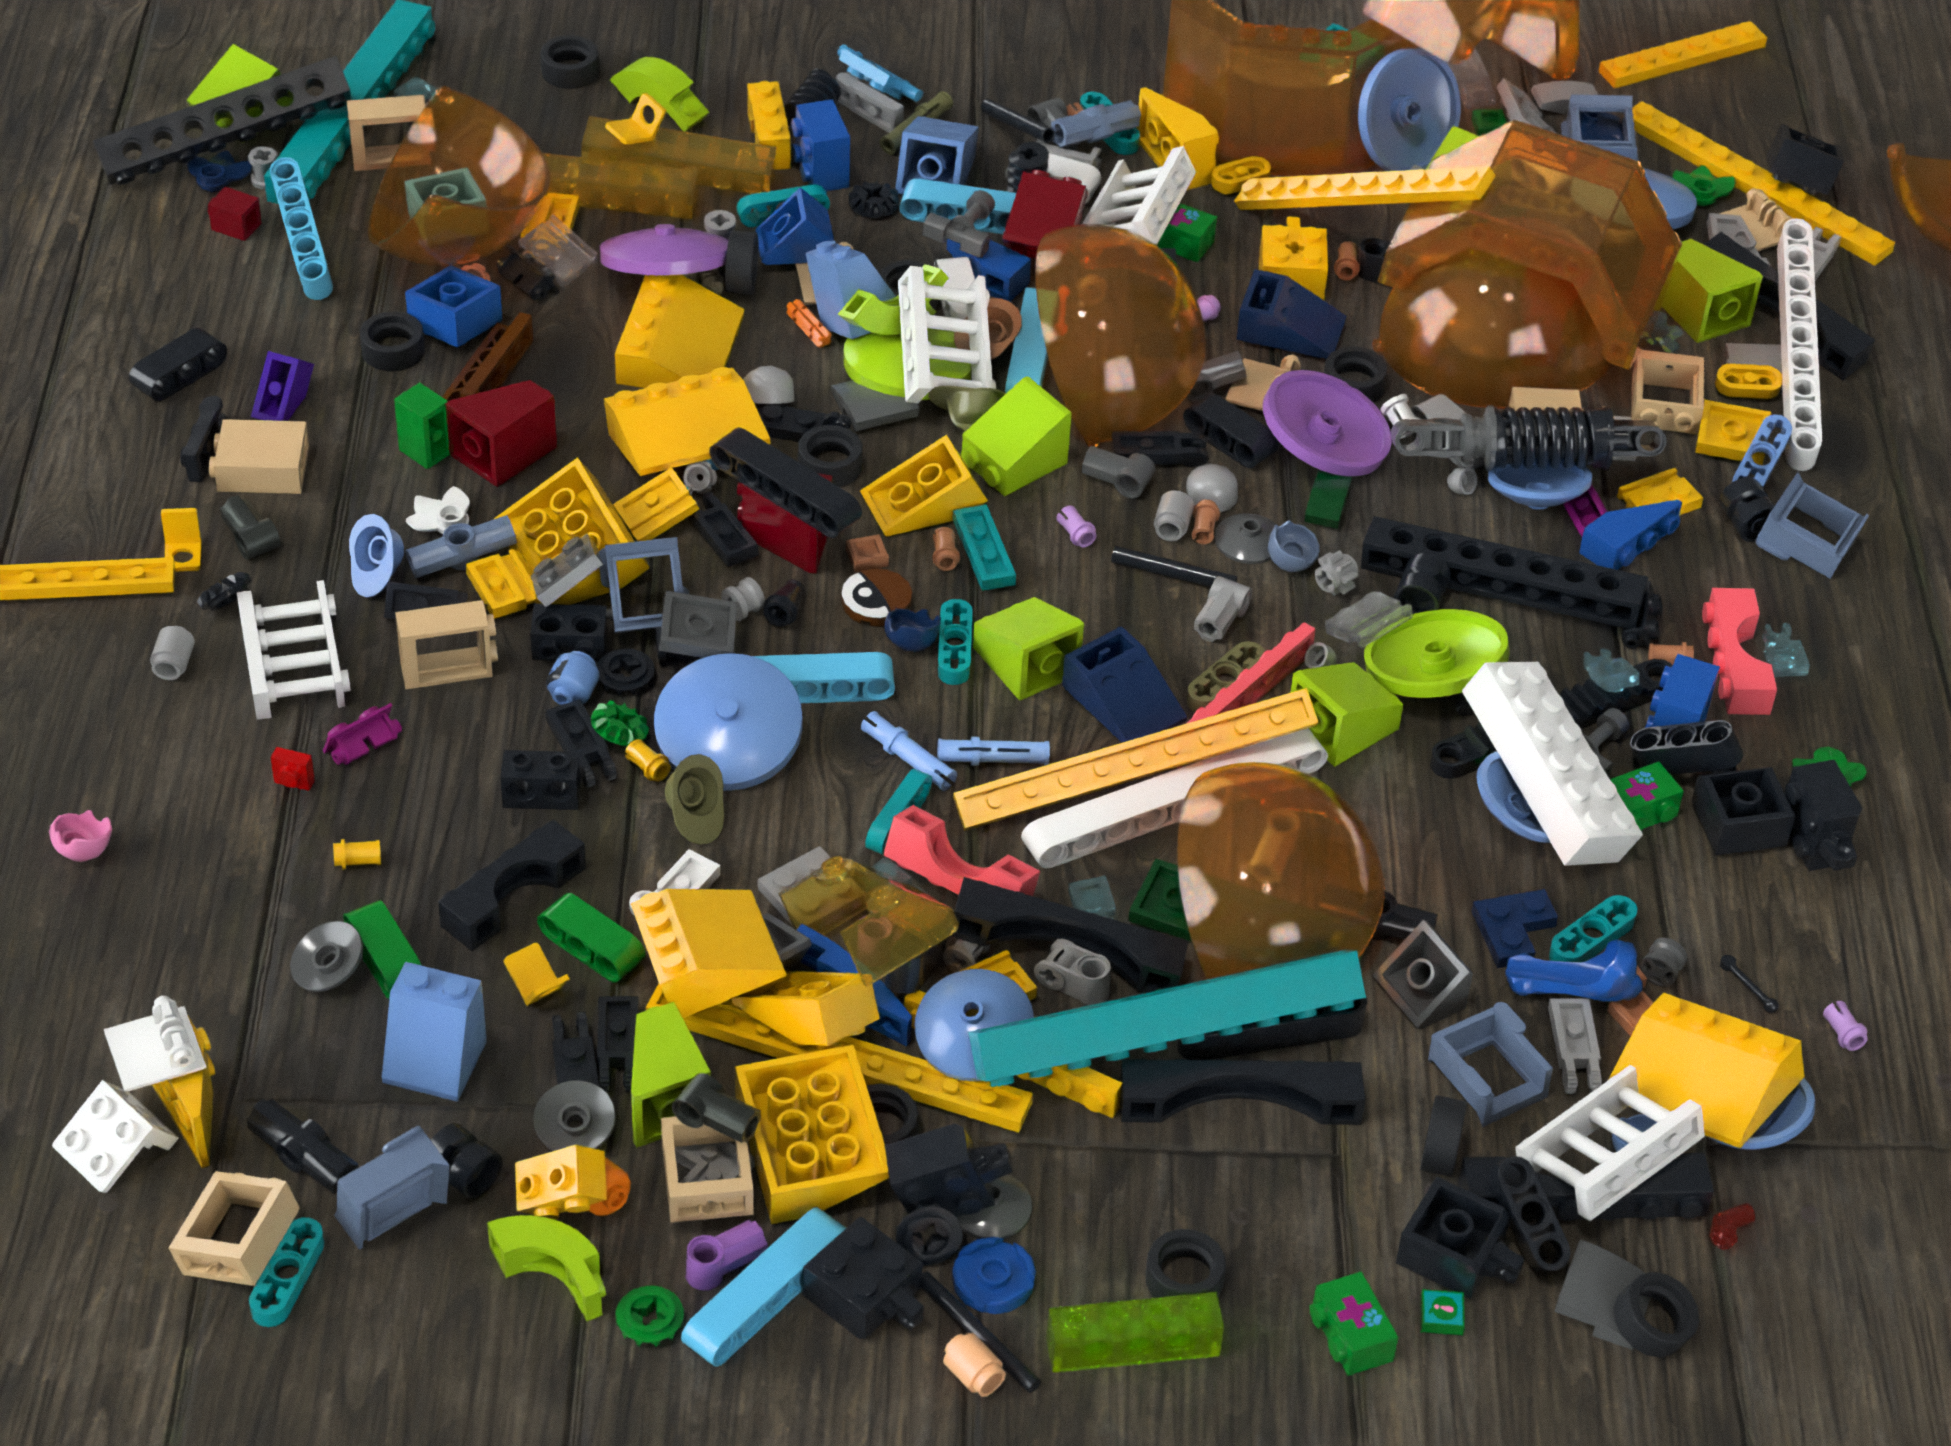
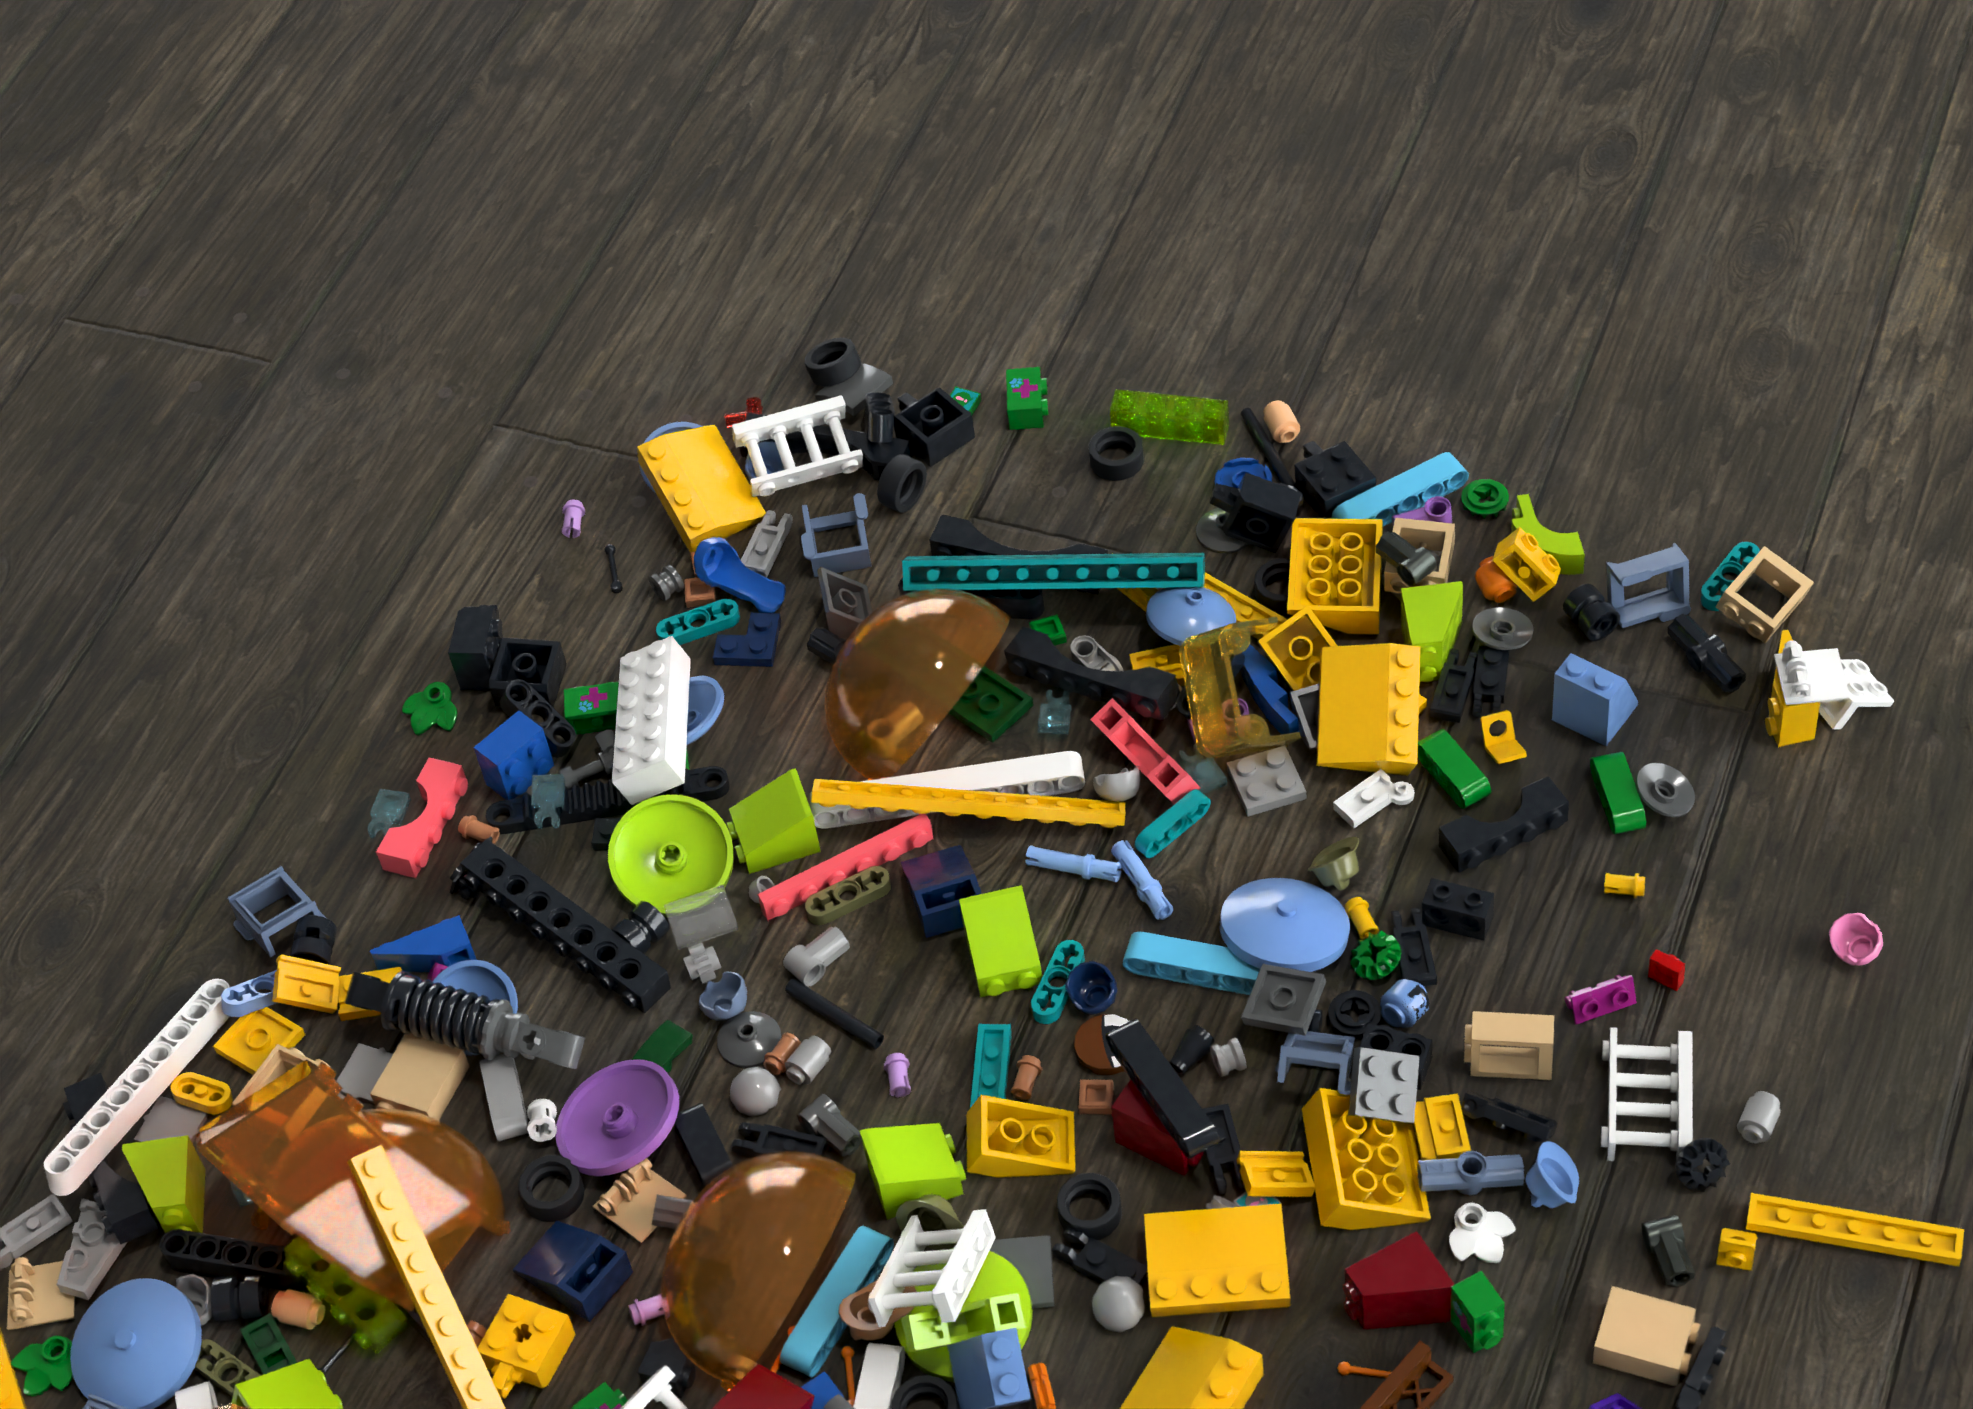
camera: 150 degrees left, 5 degrees up
(982, 832) = (1118, 786): none -> light grey hair
(1721, 465) = (306, 984): none -> yellow plate

